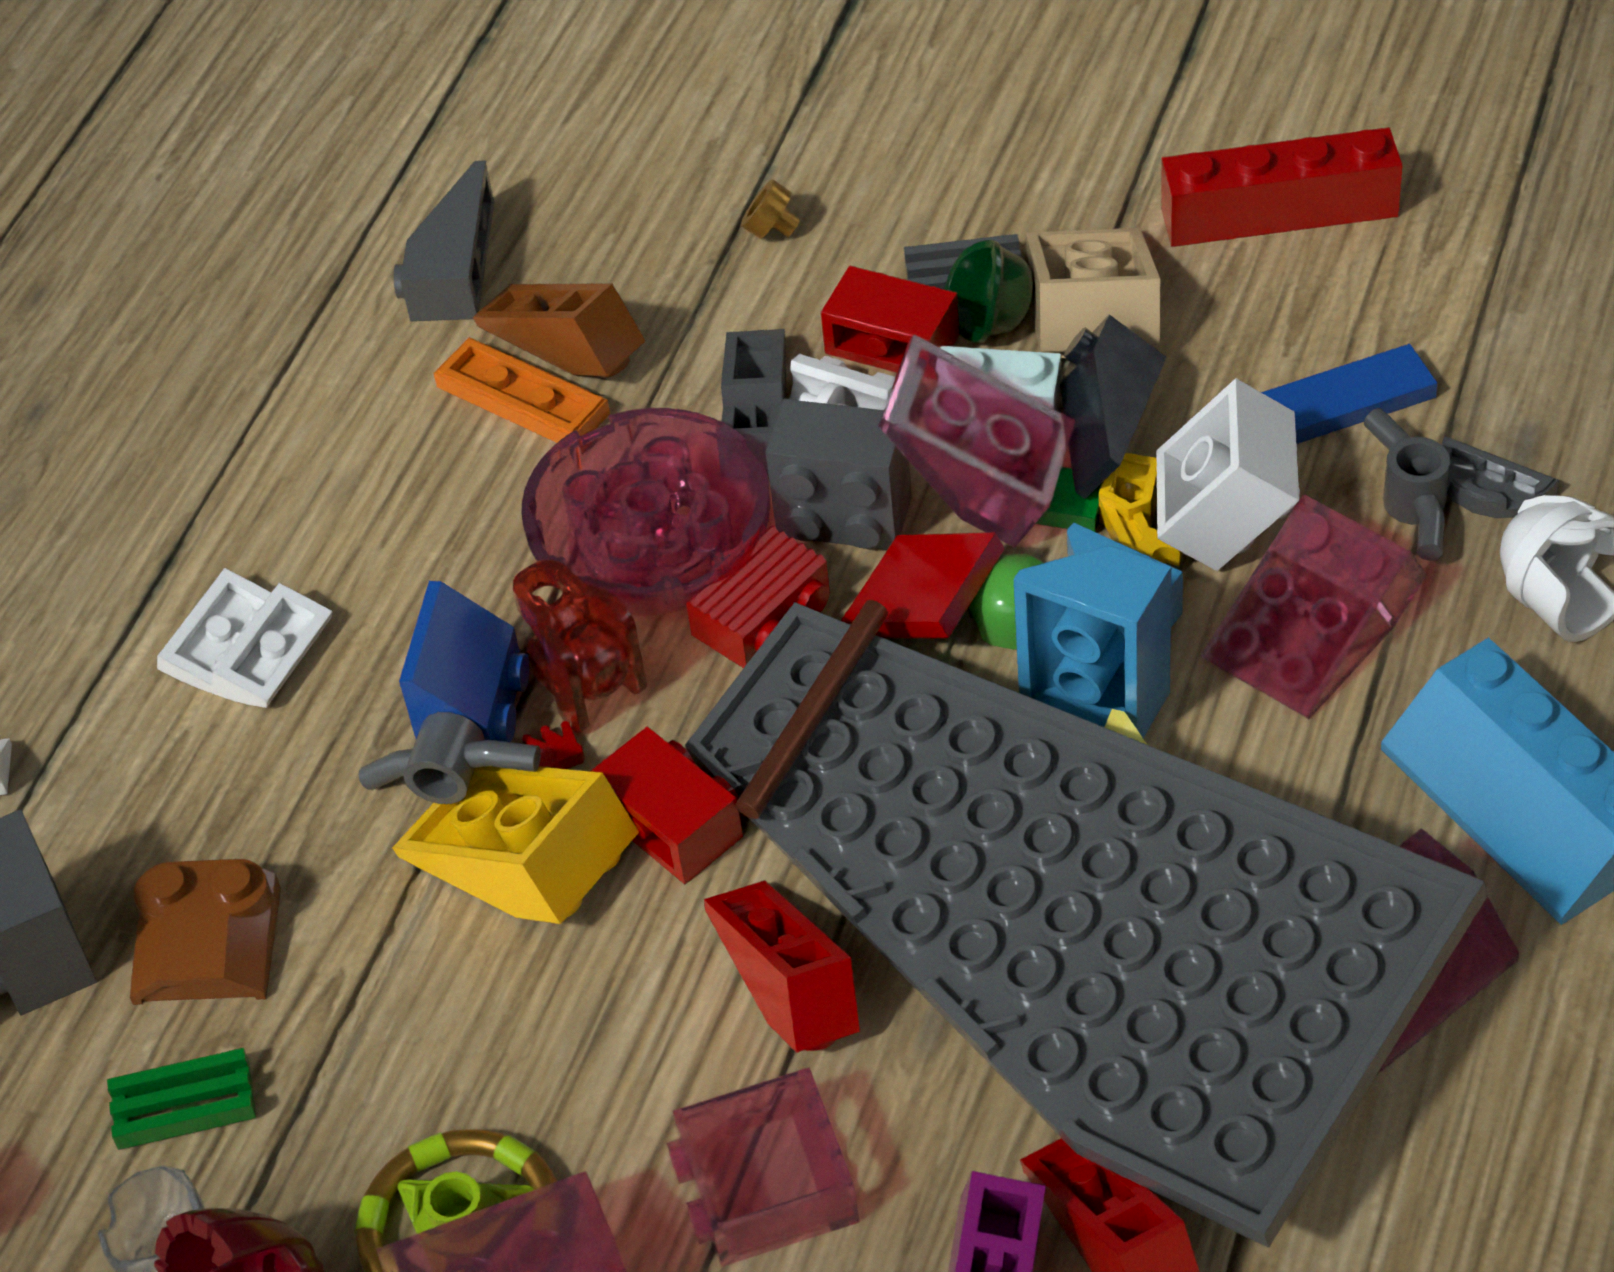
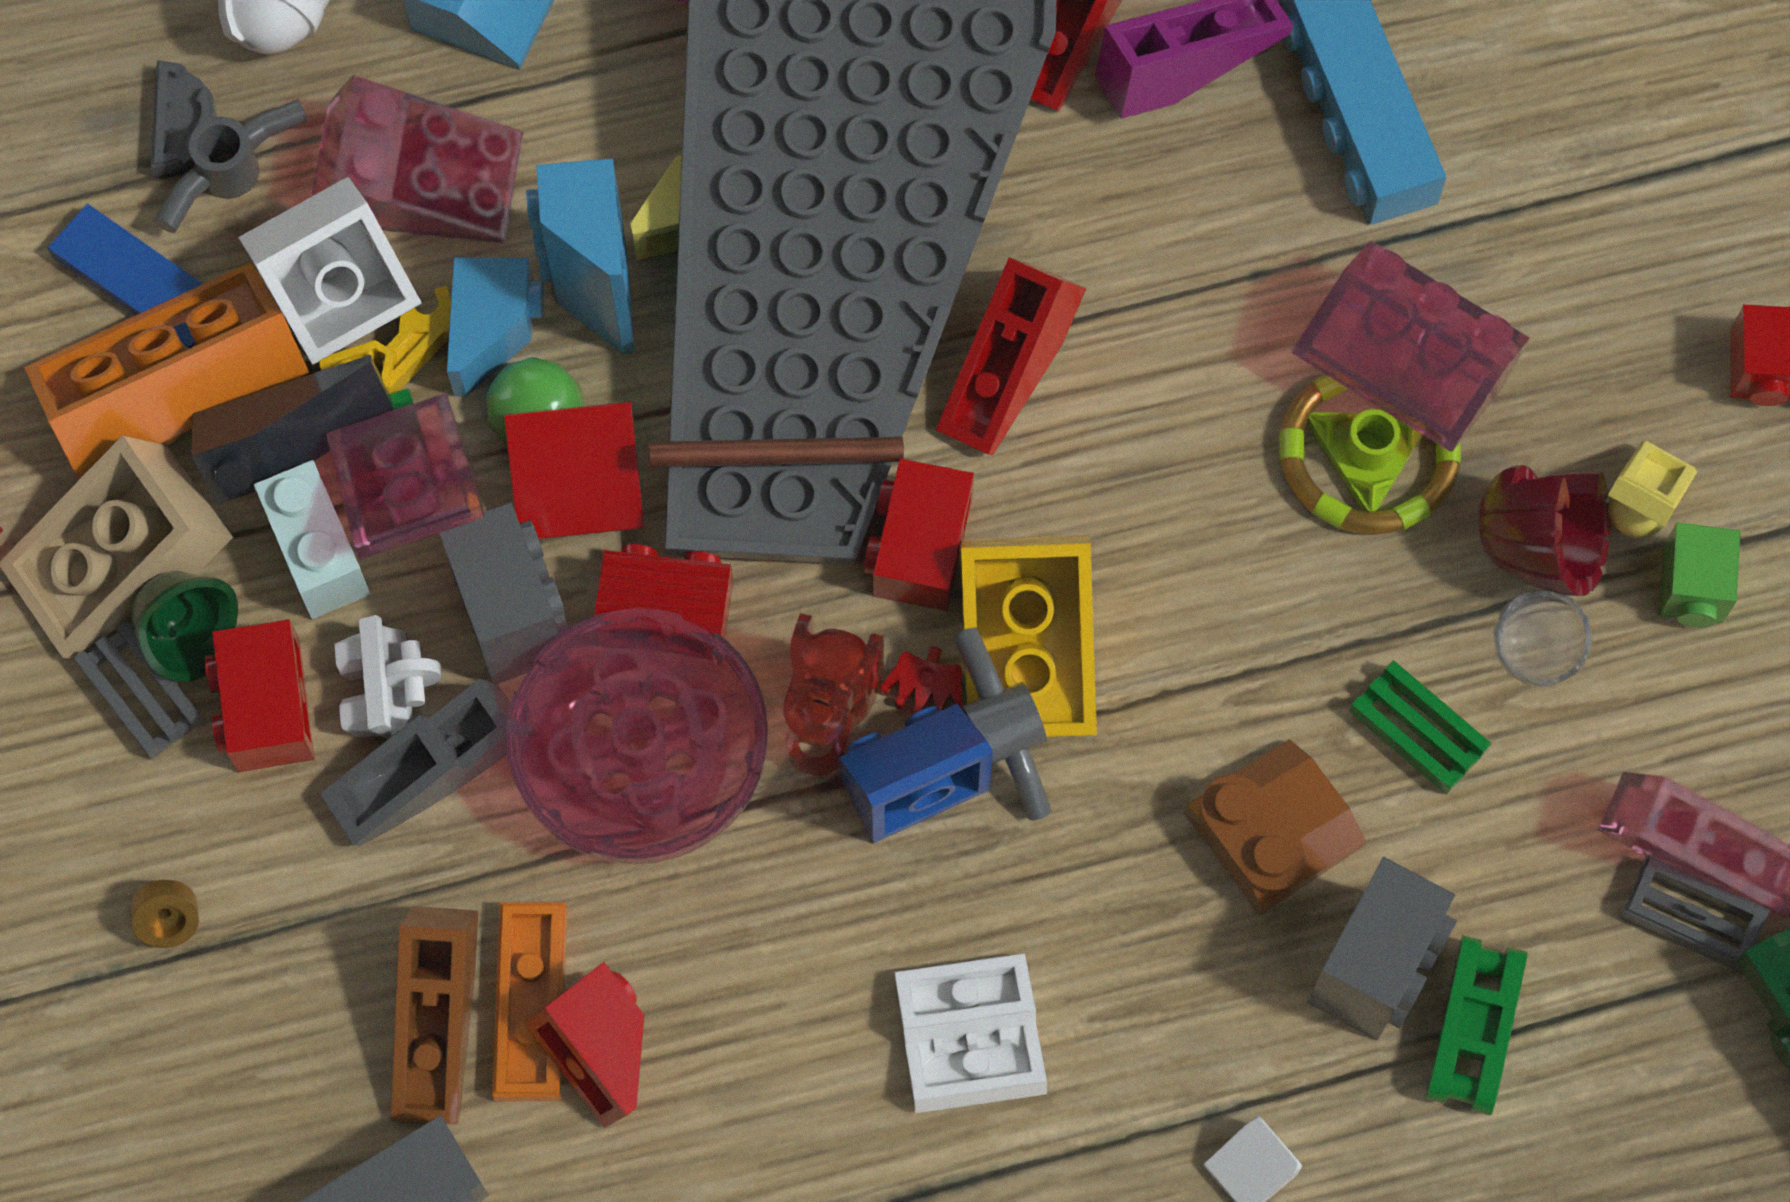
camera: 130 degrees left, 20 degrees up
(449, 393) = (595, 1041): none -> red slope
(762, 1168) = (1190, 257): clear pink piece -> none
(1224, 324) = (149, 384): none -> orange slope

